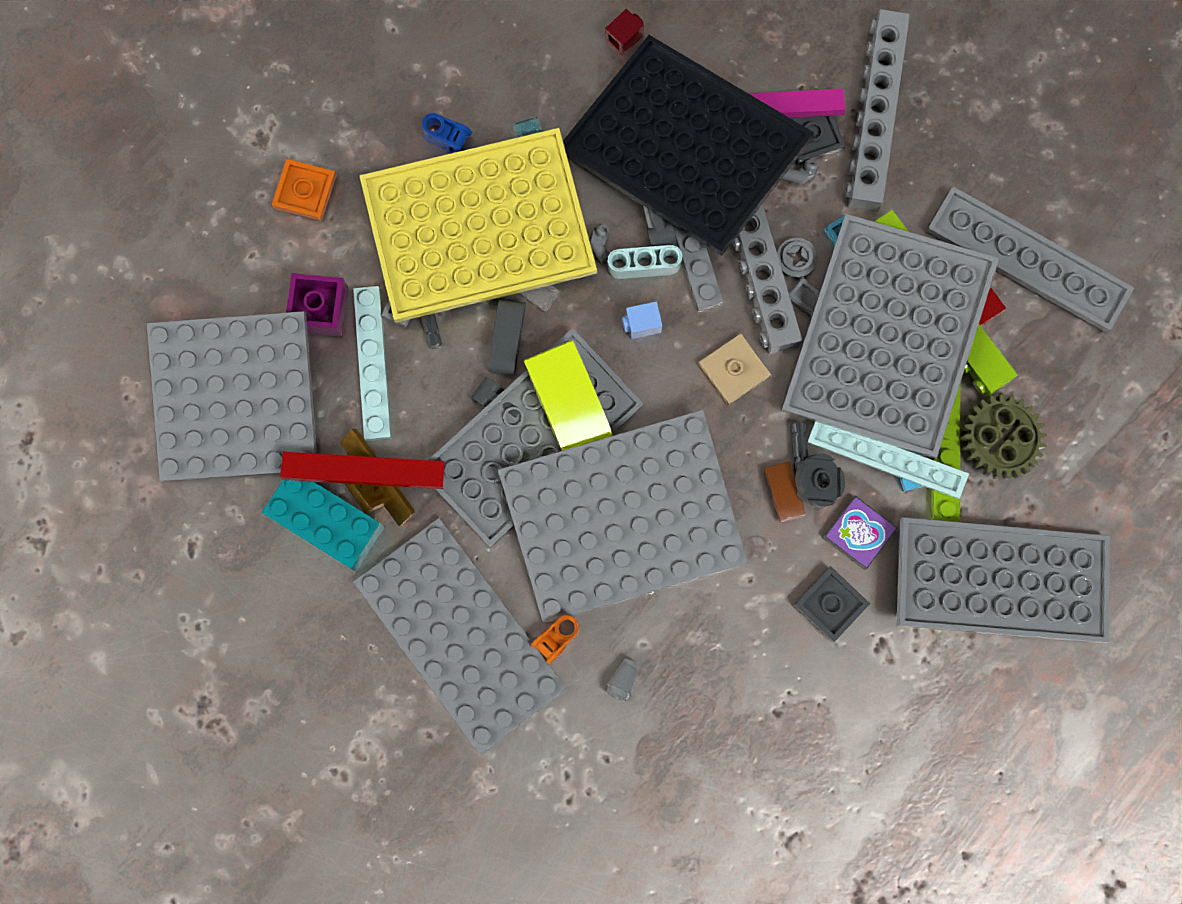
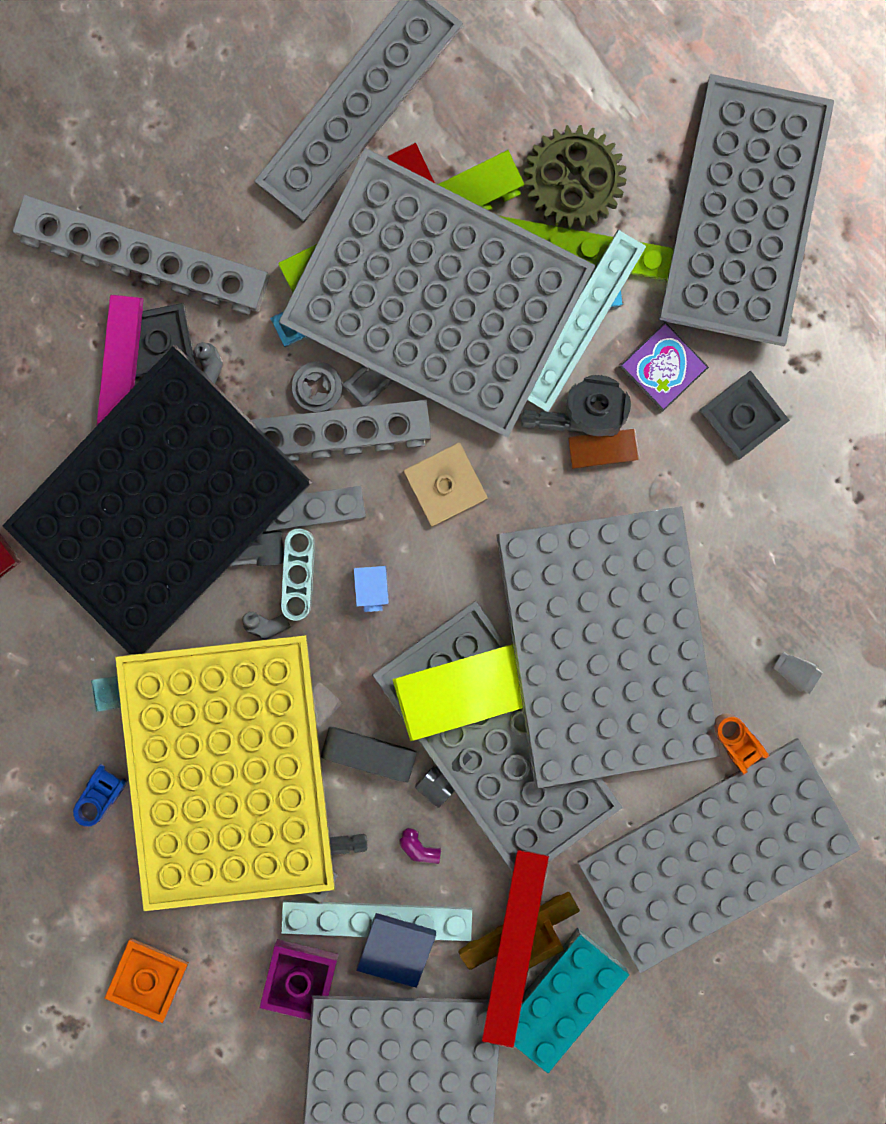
camera: 85 degrees left, 10 degrees up
(350, 379) = (396, 950): none -> dark blue tile
(431, 387) = (416, 851): none -> magenta arm

